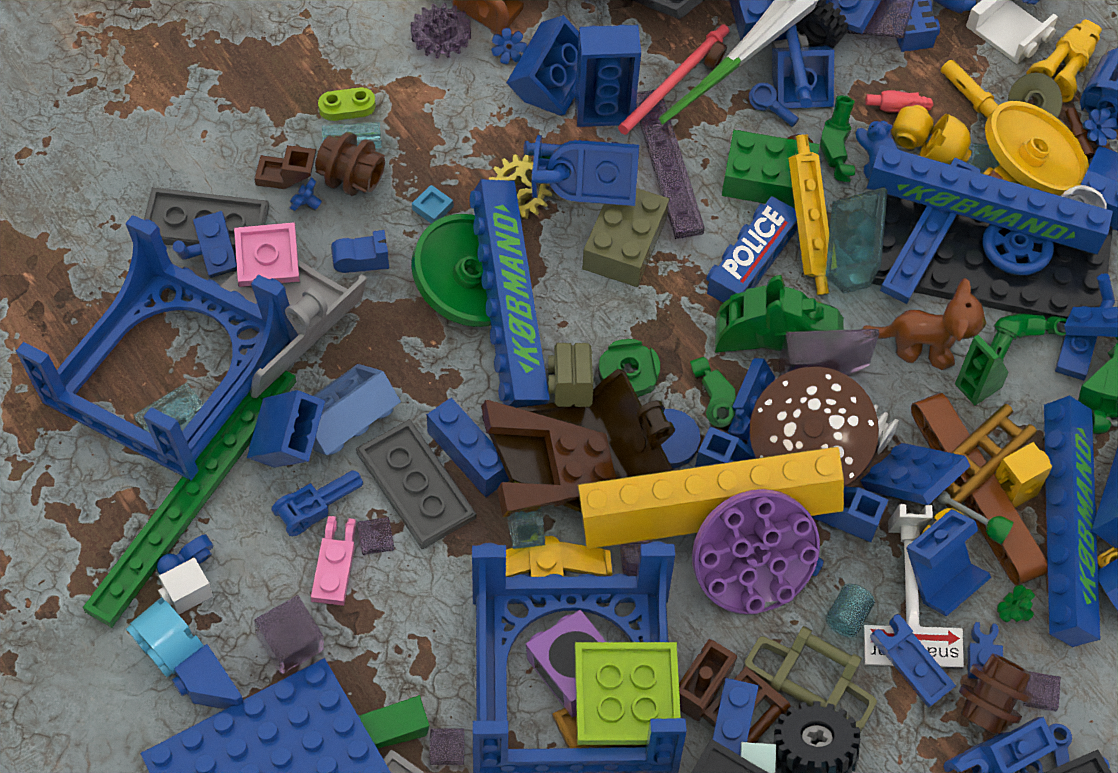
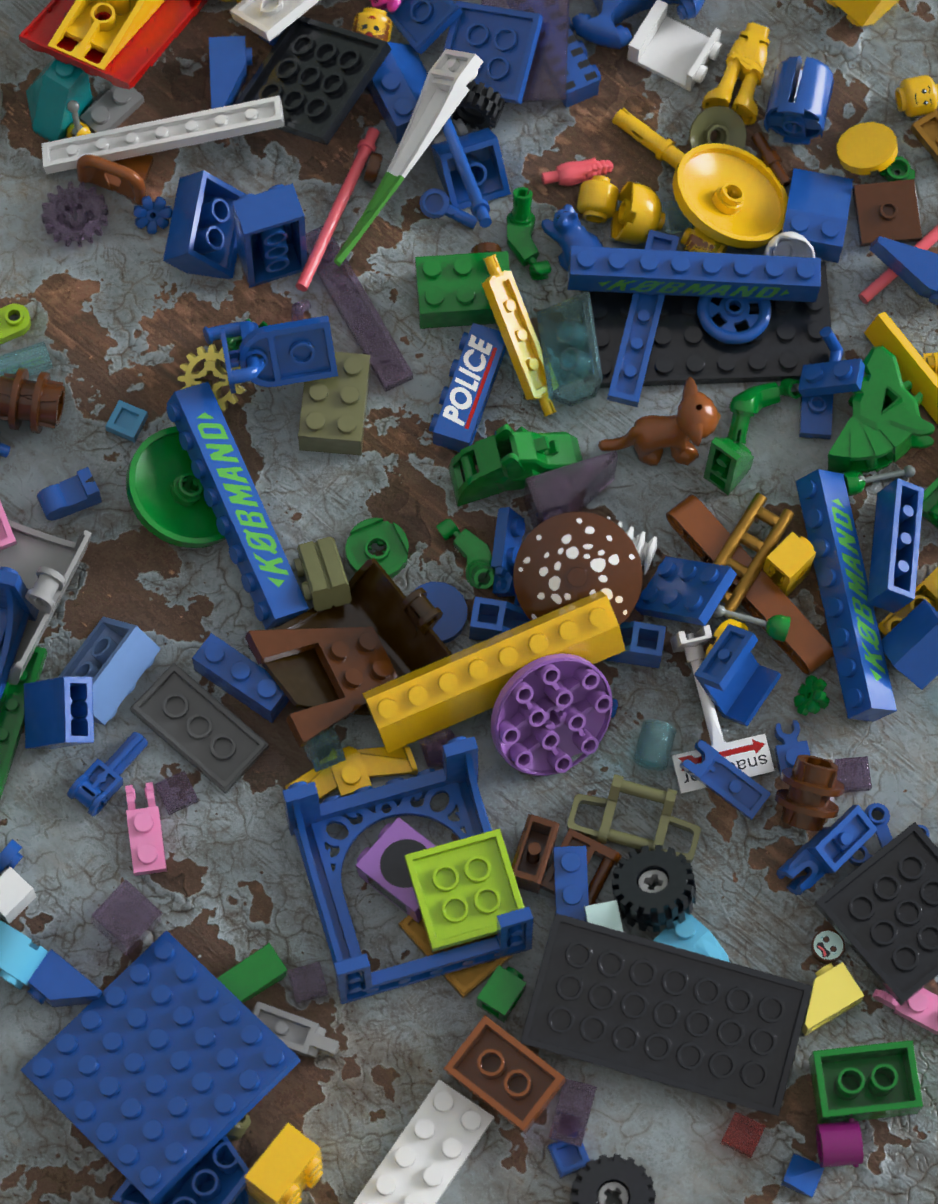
camera: 15 degrees left, 10 degrees up
(1100, 126) = (790, 149): blue plant -> none

